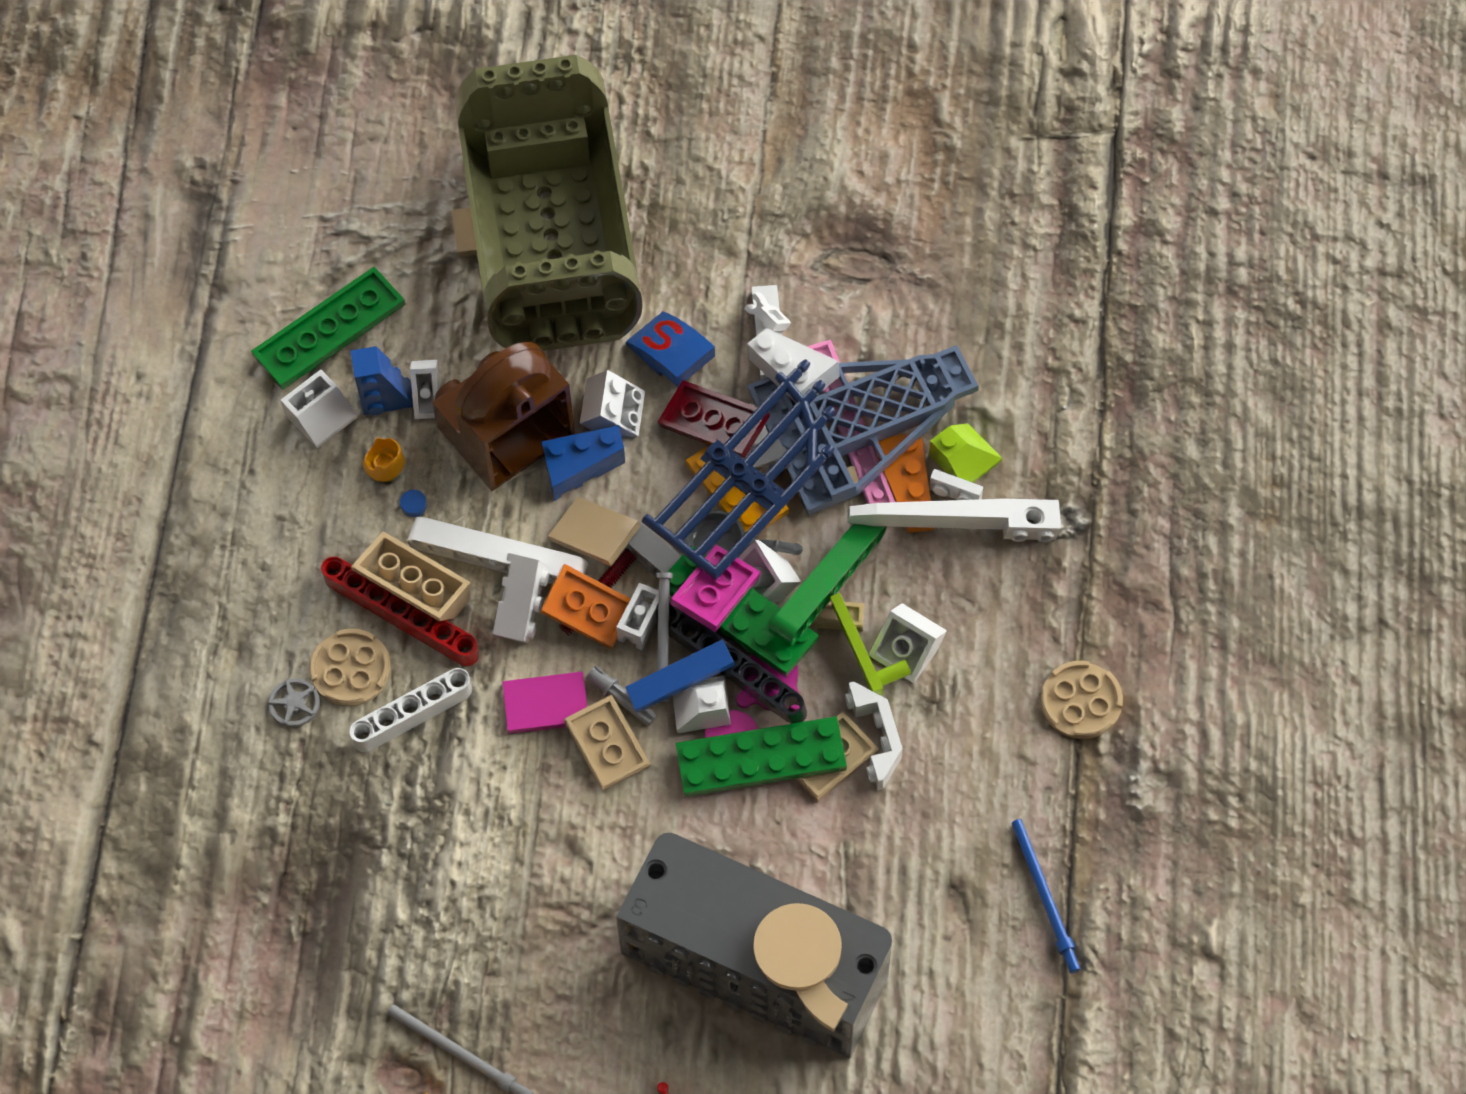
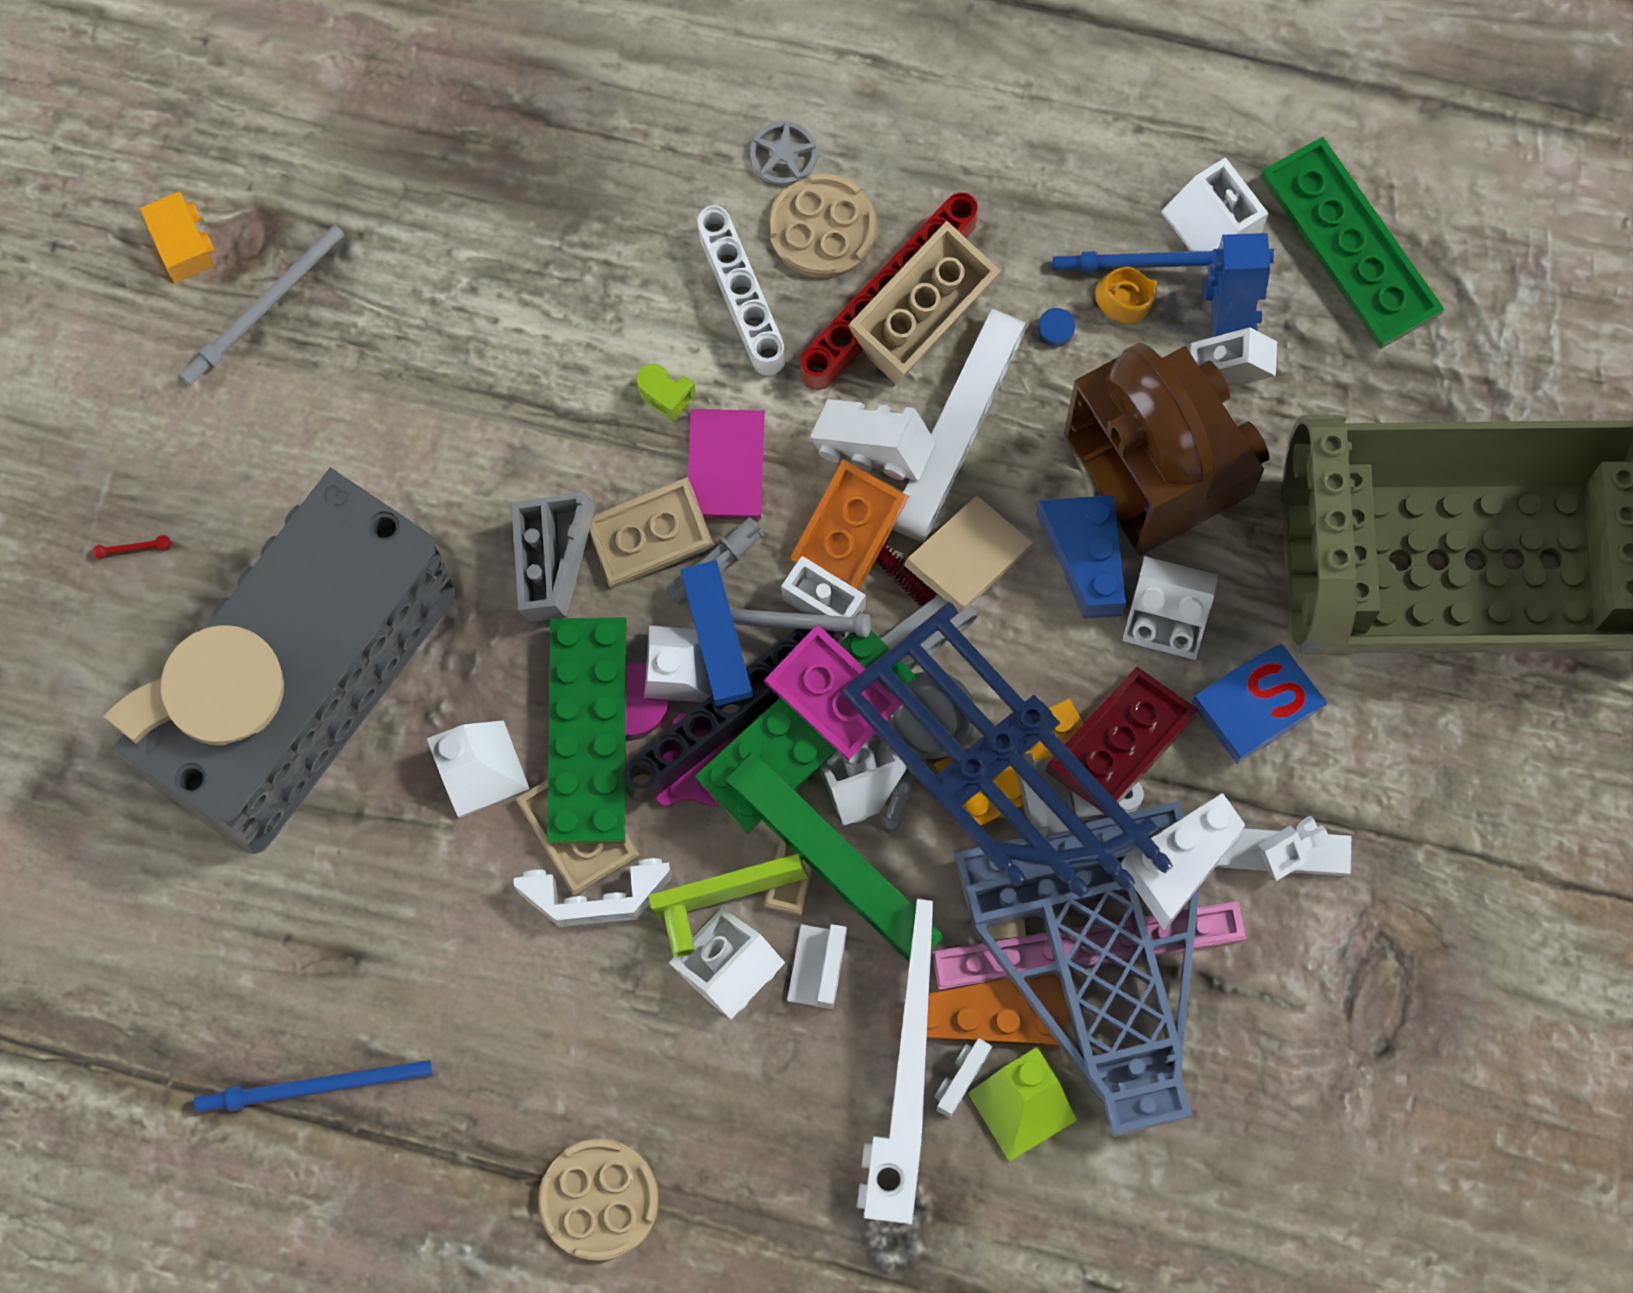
camera: 100 degrees right, 10 degrees up
(361, 485) = (1090, 262): none -> blue bar
(497, 751) = (664, 393): none -> lime leg
(636, 802) = (549, 552): none -> light grey wedge
(798, 829) = (478, 766): none -> white slope
(897, 586) = (817, 966): none -> white panel

